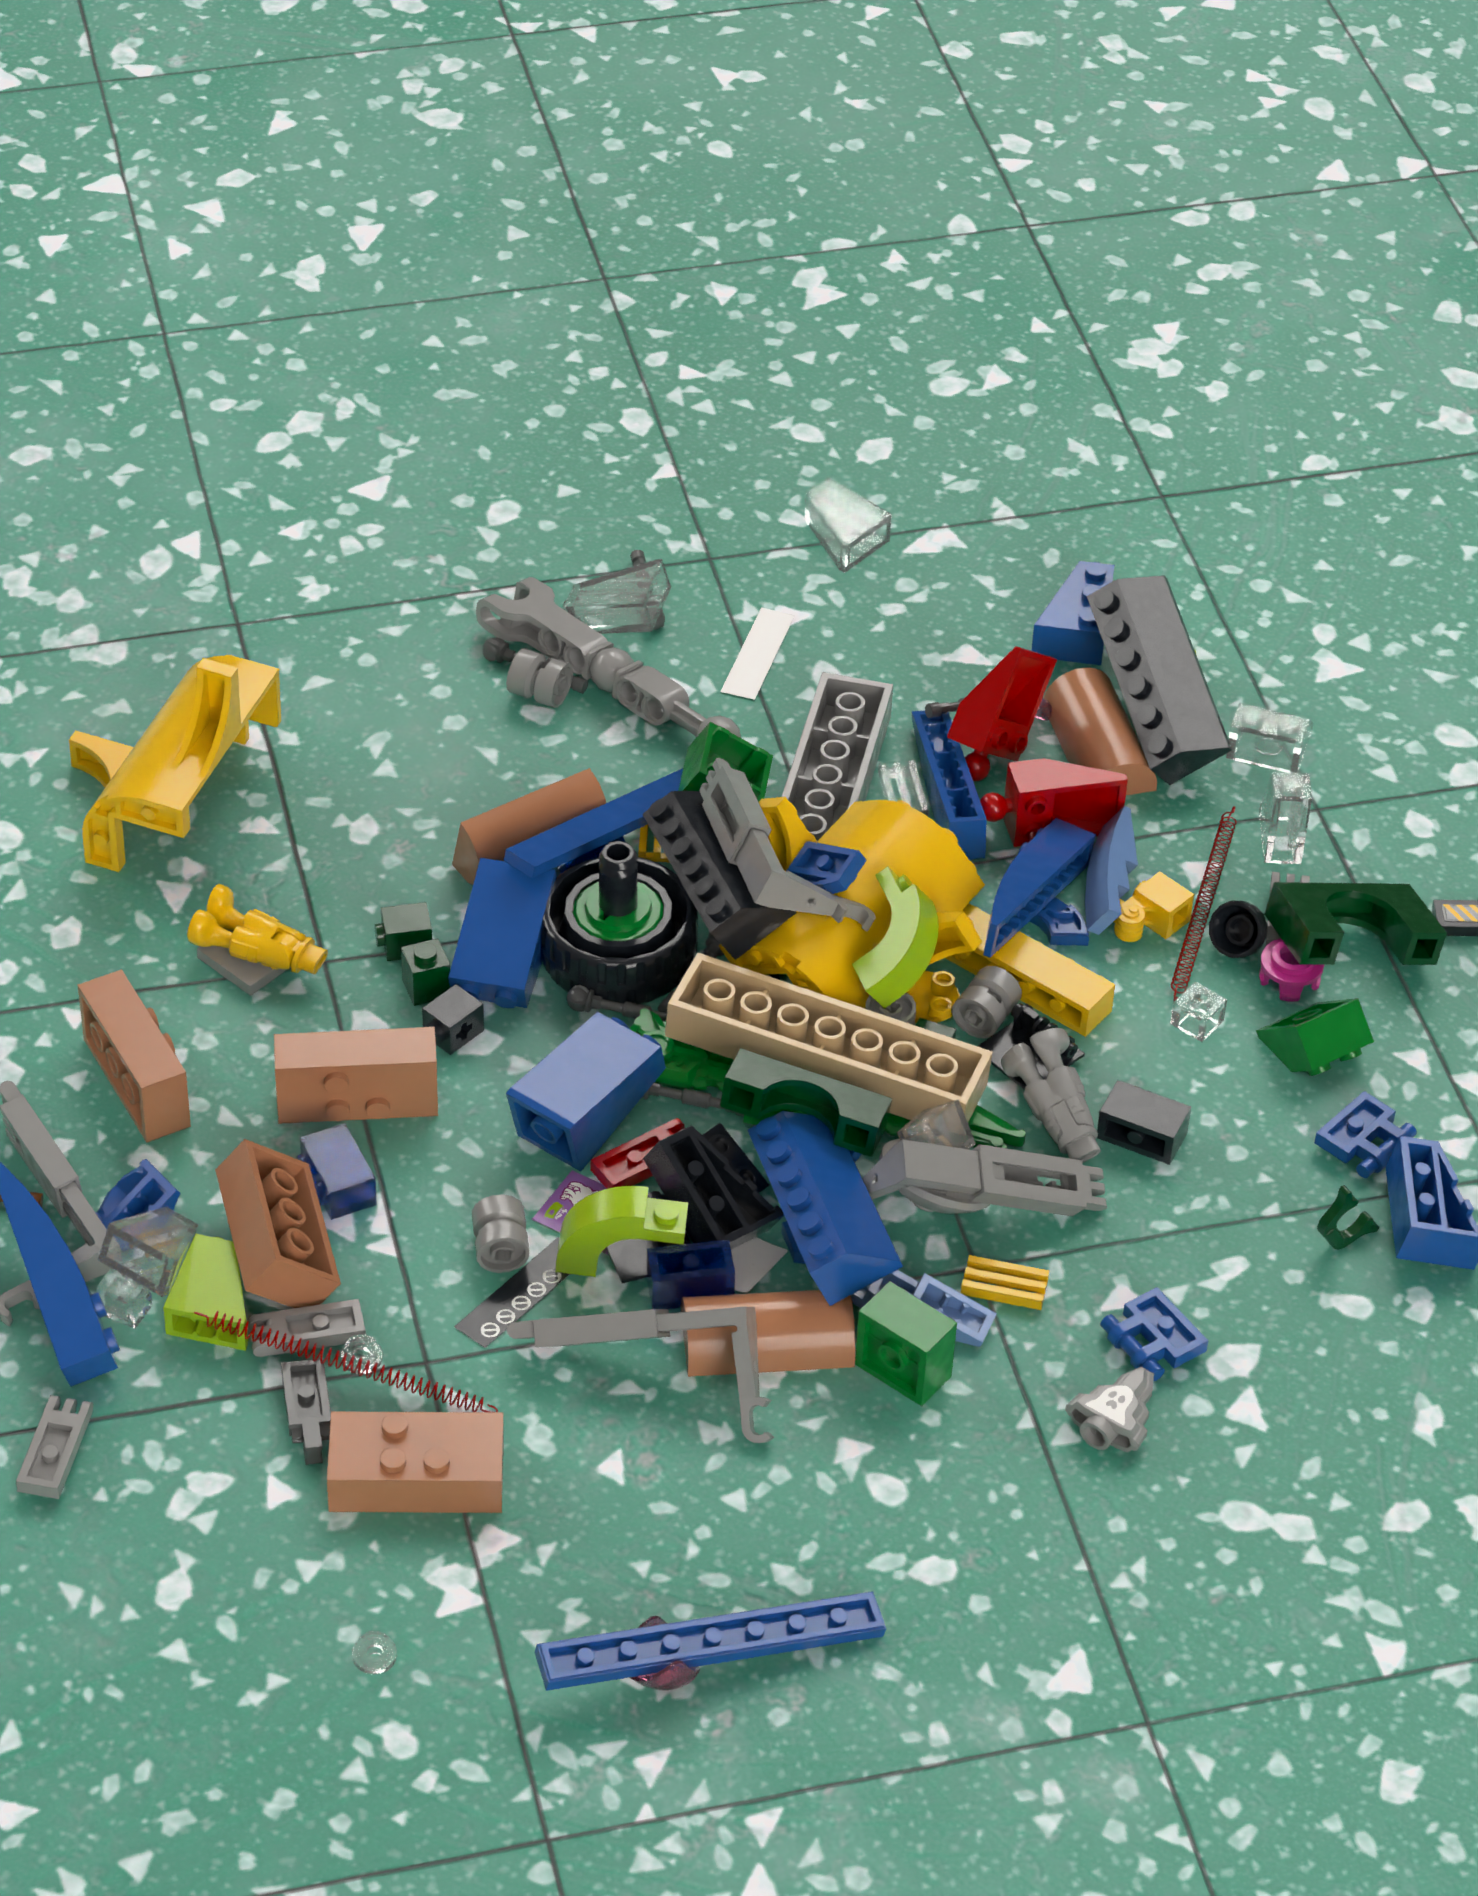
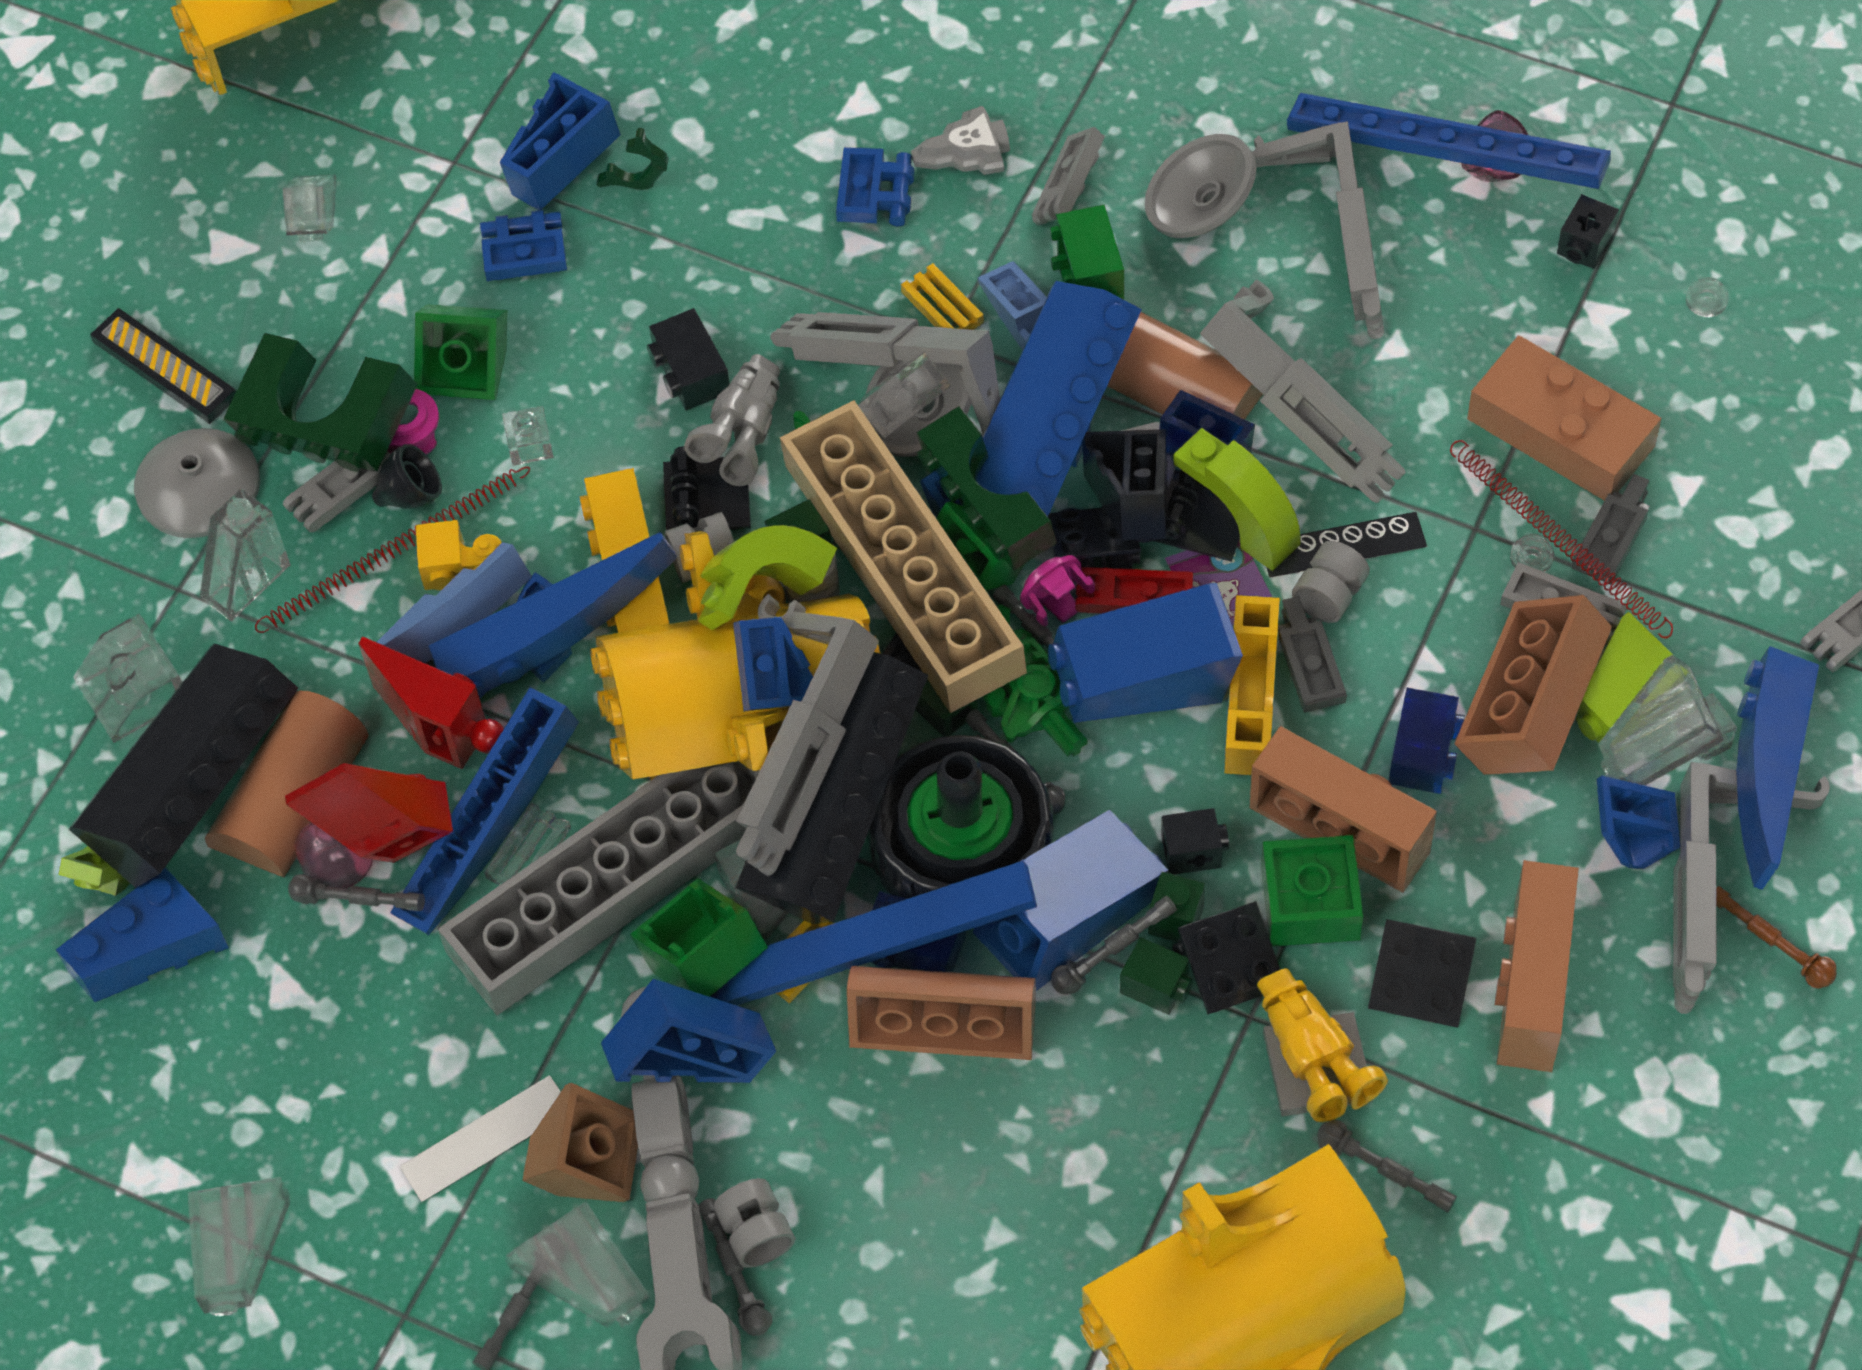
camera: 135 degrees left, 15 degrees up
(144, 921) = (1341, 1141): none -> dark grey piece
(212, 1033) = (1422, 973): none -> black hinge
(335, 1005) = (1311, 890): none -> green container
(363, 964) = (1228, 956): none -> black hinge
(444, 920) = (1070, 977): none -> dark grey piece
(467, 1177) = (1309, 658): none -> dark grey hinge
(471, 1100) = (1253, 682): none -> yellow arch
(518, 1634) = (1587, 239): none -> black brick
(667, 715) = (687, 1035): none -> blue wedge
(684, 652) = (583, 1148): none -> medium nougat slope
(710, 1113) = (1051, 587): none -> dark pink piece
(733, 1523) = (1320, 146): none -> light grey hinge
(882, 1466) = (1200, 186): none -> light grey dish
(1006, 1430) = (1068, 175): none -> light grey hinge
(1391, 858) = (185, 499): none -> light grey dish

